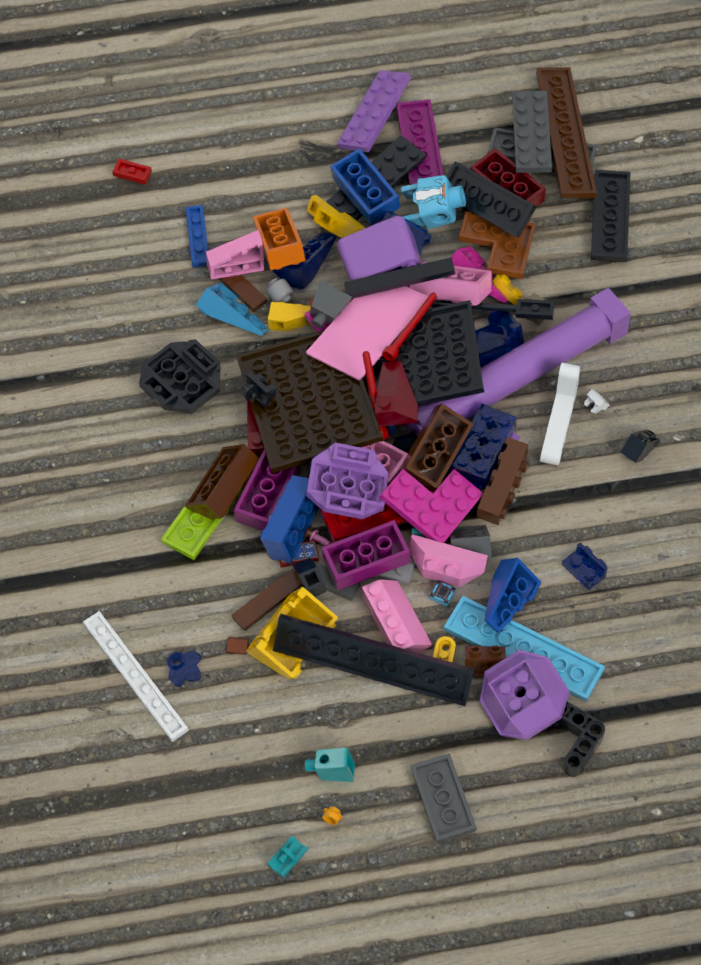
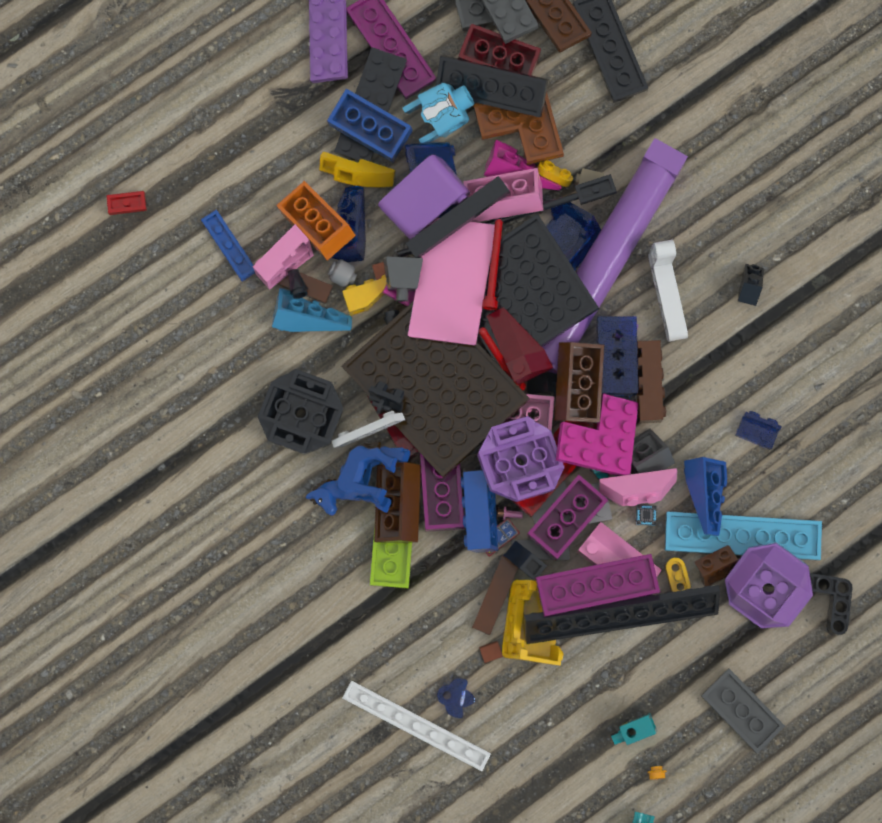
camera: 30 degrees left, 20 degrees up
(197, 445) = (355, 478): none -> blue animal
(229, 411) = (346, 438): none -> white plate
(236, 283) = (297, 285): none -> black cone
(361, 617) = (597, 585): none -> magenta plate
(599, 402) = (692, 254): white tile -> none

